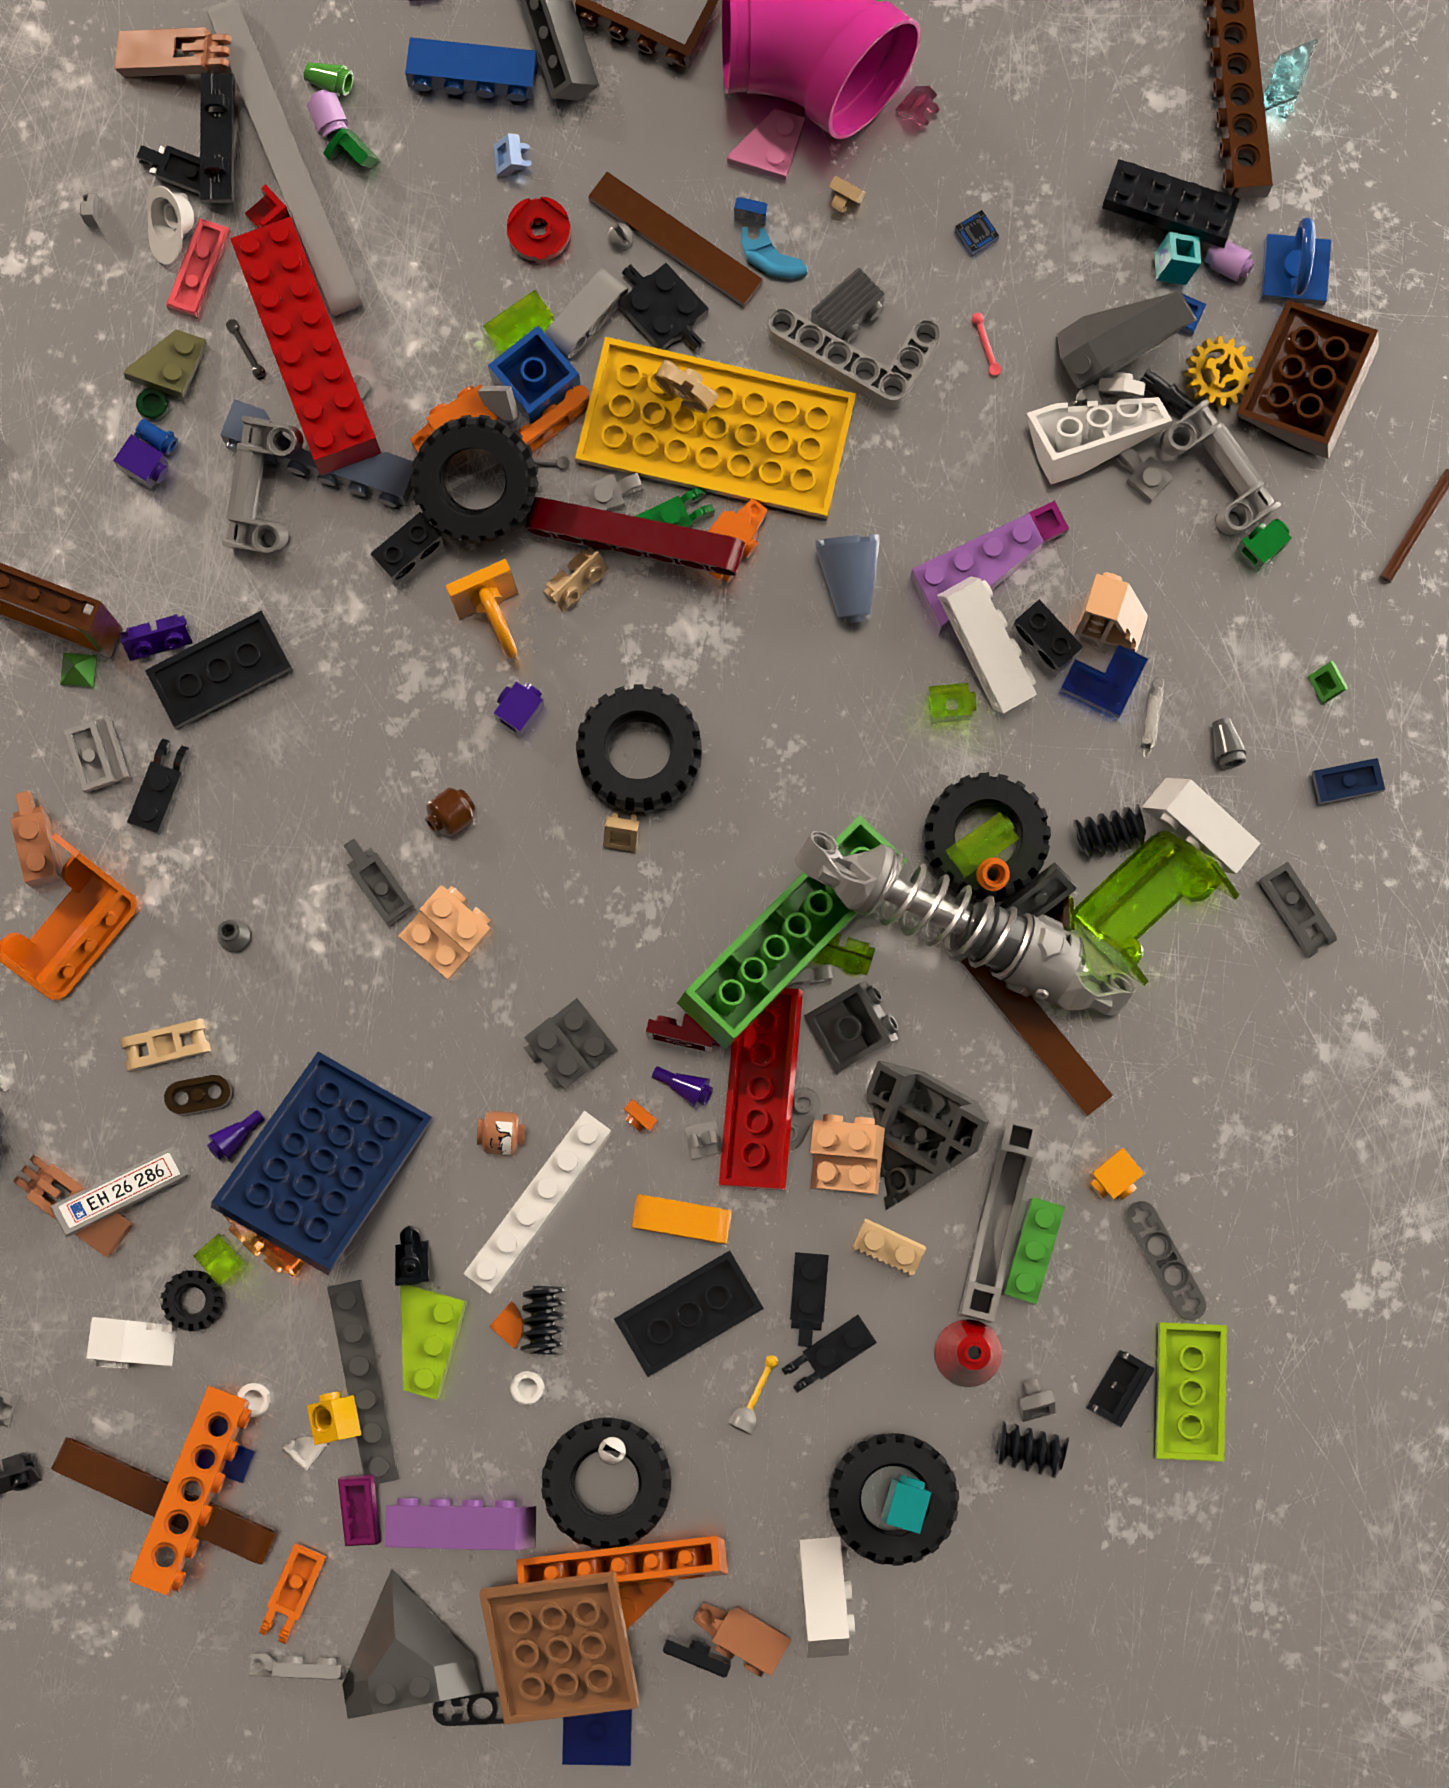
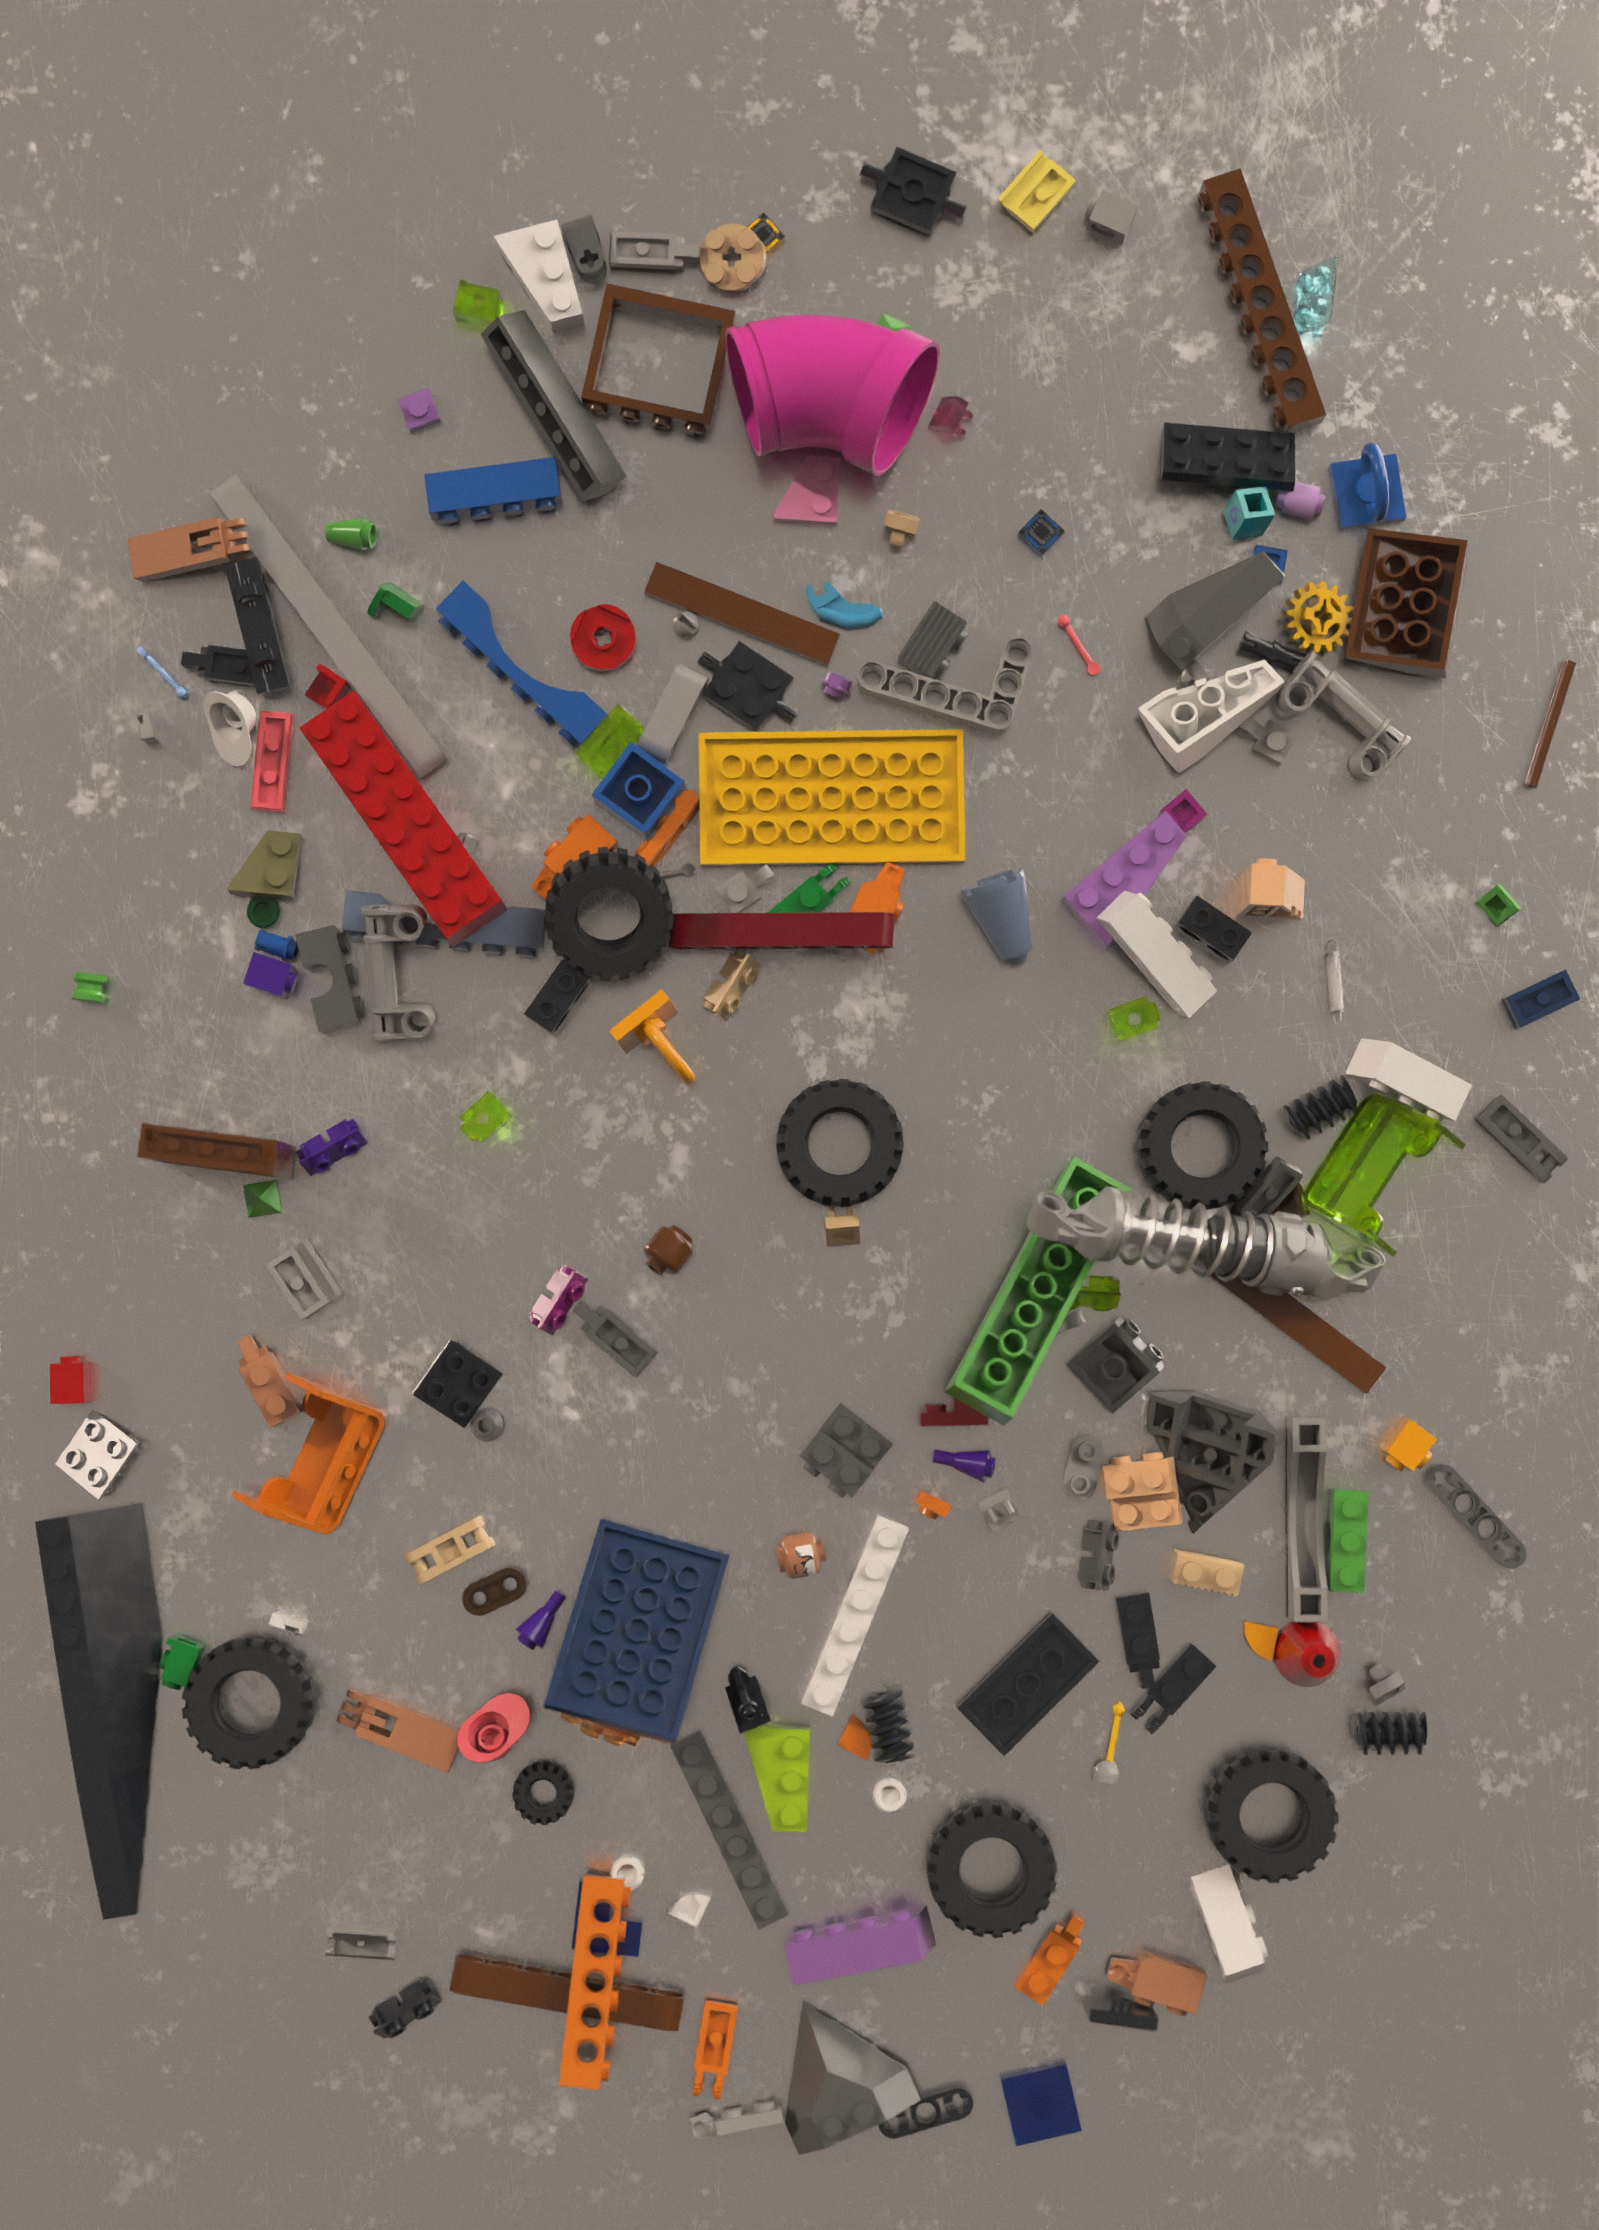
camera: 15 degrees left, 5 degrees up
(119, 1191) = (444, 1706): tile -> none
(122, 1342) = (495, 1852): white wedge -> none
(131, 184) = (181, 691): none -> light blue hinge
(158, 789) = (374, 1299): black hinge -> none
(161, 1225) = (494, 1728): none -> coral piece
(199, 506) = (339, 1006): none -> dark grey arch
(215, 887) = (457, 1383): none -> black hinge
(218, 669) = (402, 1164): black plate -> none
(220, 1259) = (560, 1747): clear neon green panel -> none
(233, 327) = (323, 813): dark grey hinge -> none
(318, 650) = (497, 1115): none -> clear neon green brick
(327, 113) = (360, 572): lavender brick -> none
(333, 1418) = (711, 1873): yellow brick -> none
(344, 824) = (552, 1313): none -> magenta hinge
(359, 1510) = (758, 1954): magenta plate -> none
(420, 181) = (471, 617): none -> blue arch
(446, 931) = (695, 1369): light nougat plate -> none
(499, 401) = (612, 828): light grey tile -> none
(508, 155) = (554, 570): light blue tile -> none
(519, 707) = (709, 1128): dark purple brick -> none
(559, 1648) = (988, 2041): medium nougat plate -> none
(615, 1443) = (994, 1834): white hinge -> none
(634, 1563) = (1027, 1947): orange brick -> none
(681, 1219) = (997, 1594): light orange beam -> none
(686, 386) = (797, 768): tan plate -> none
(747, 325) = (836, 684): none -> medium lavender plate
(751, 211) = (811, 567): blue tile -> none
(762, 1097) = (1048, 1462): red plate -> none
(786, 1221) = (1100, 1568): none -> dark grey hinge
(906, 1504) = (1291, 1827): teal brick -> none
(926, 1327) = (1261, 1638): none -> light orange tile
(982, 843) = (1203, 1158): clear neon green hinge -> none
(1002, 878) = (1230, 1185): orange plate -> none
(1106, 690) = (1285, 966): clear blue plate -> none
(1120, 1388) = (1462, 1651): black hinge -> none
(1122, 385) = (1224, 655): white plate -> none
(1191, 1391) = (1531, 1637): lime plate -> none
(1227, 744) = (1415, 992): dark grey cone -> none
(1264, 543) = (1404, 780): green brick -> none

